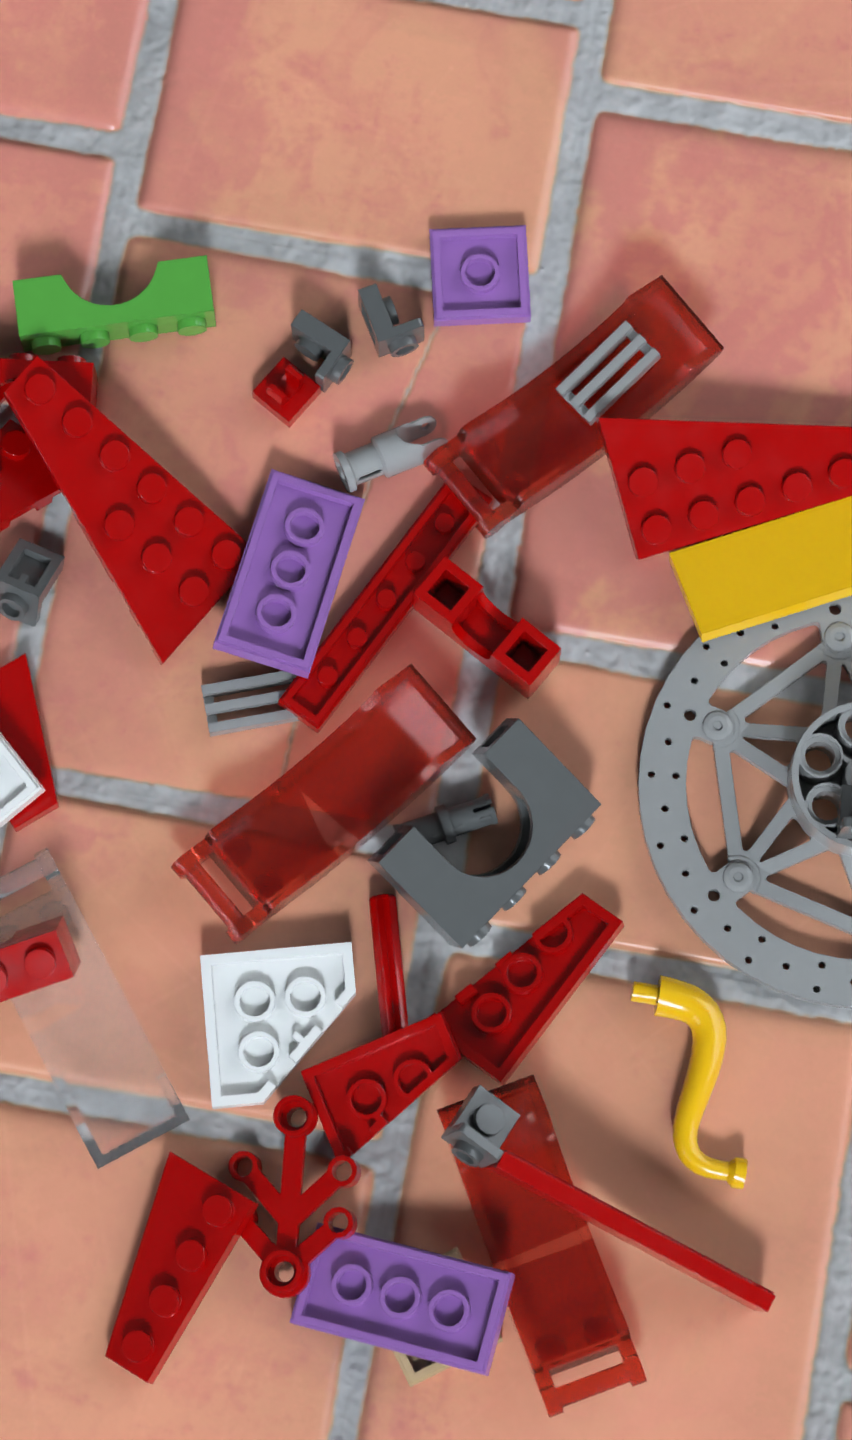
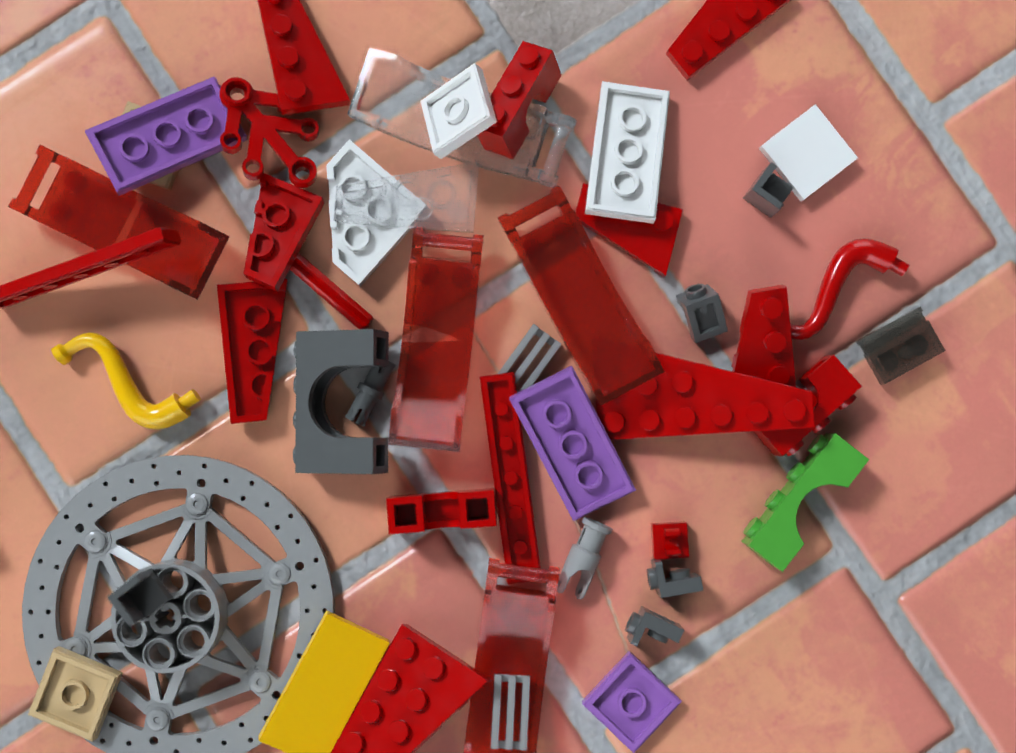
camera: 140 degrees right, 10 degrees up
(72, 1010) = (458, 111): none -> white tile
(136, 706) = (581, 299): none -> clear red windscreen
(196, 961) = (421, 199): none -> clear wing
(480, 1128) = (193, 243): dark grey bracket -> none

